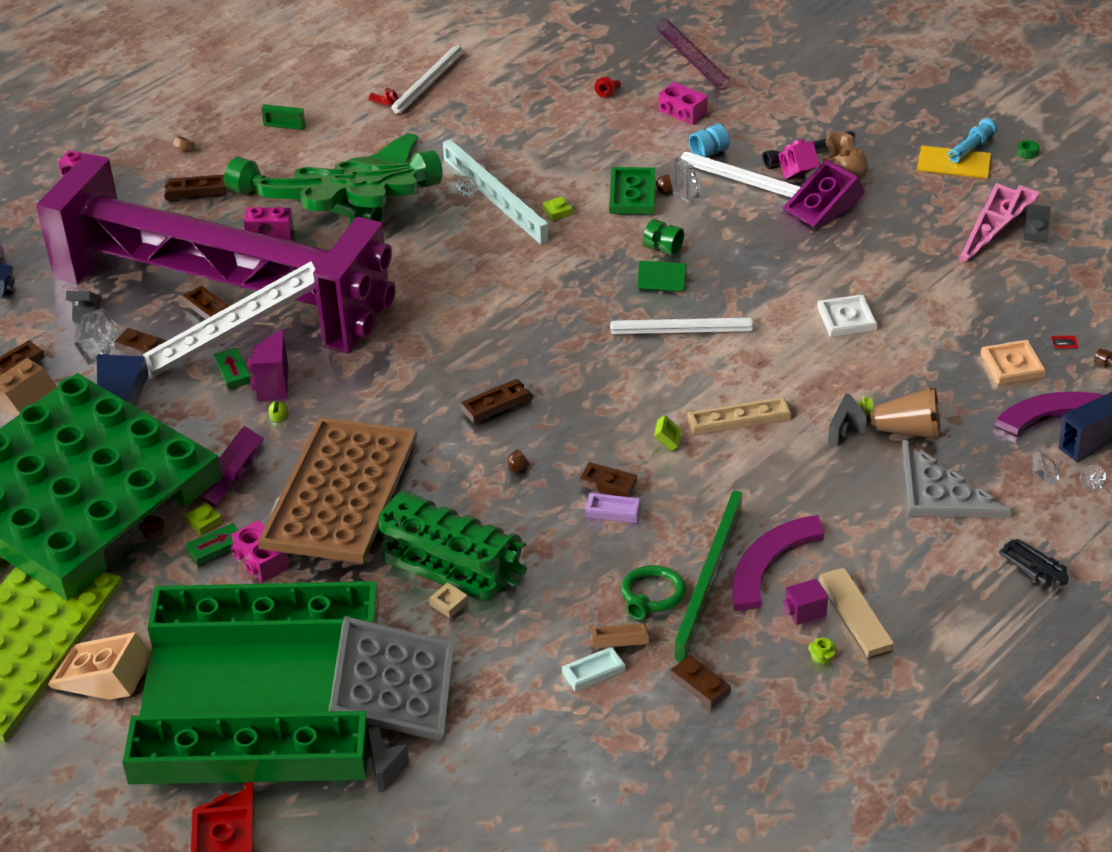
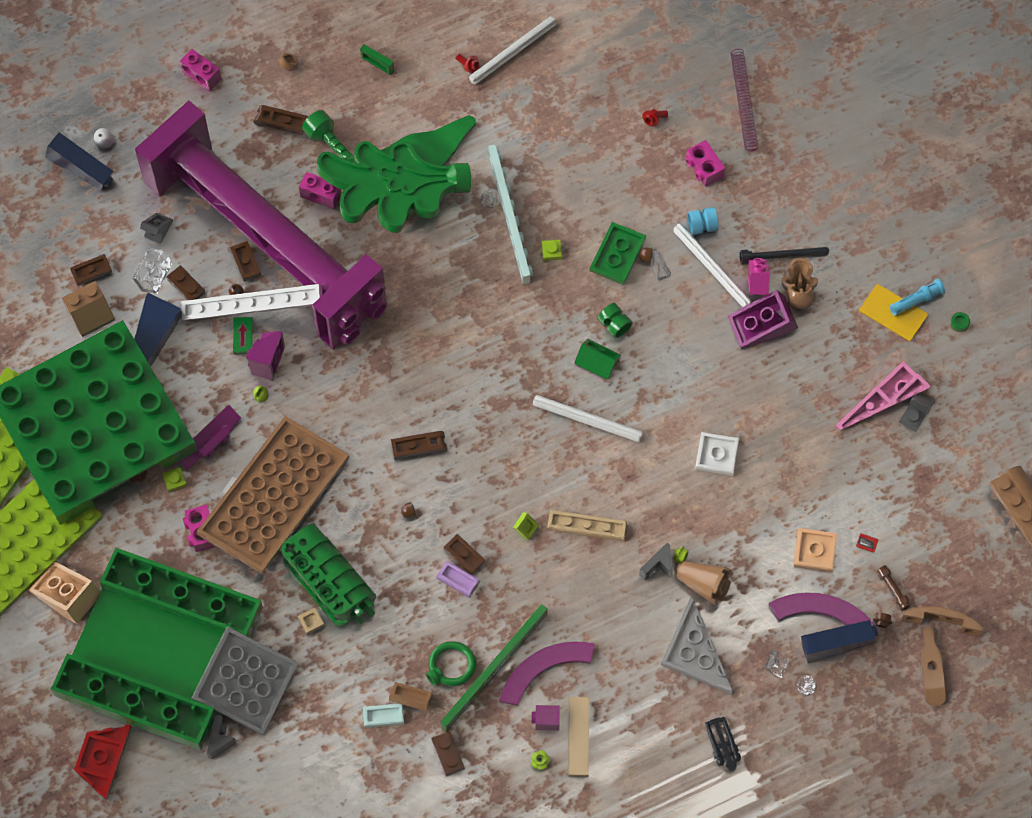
camera: 20 degrees right, 25 degrees up
(211, 545) = (173, 506): green tile -> none

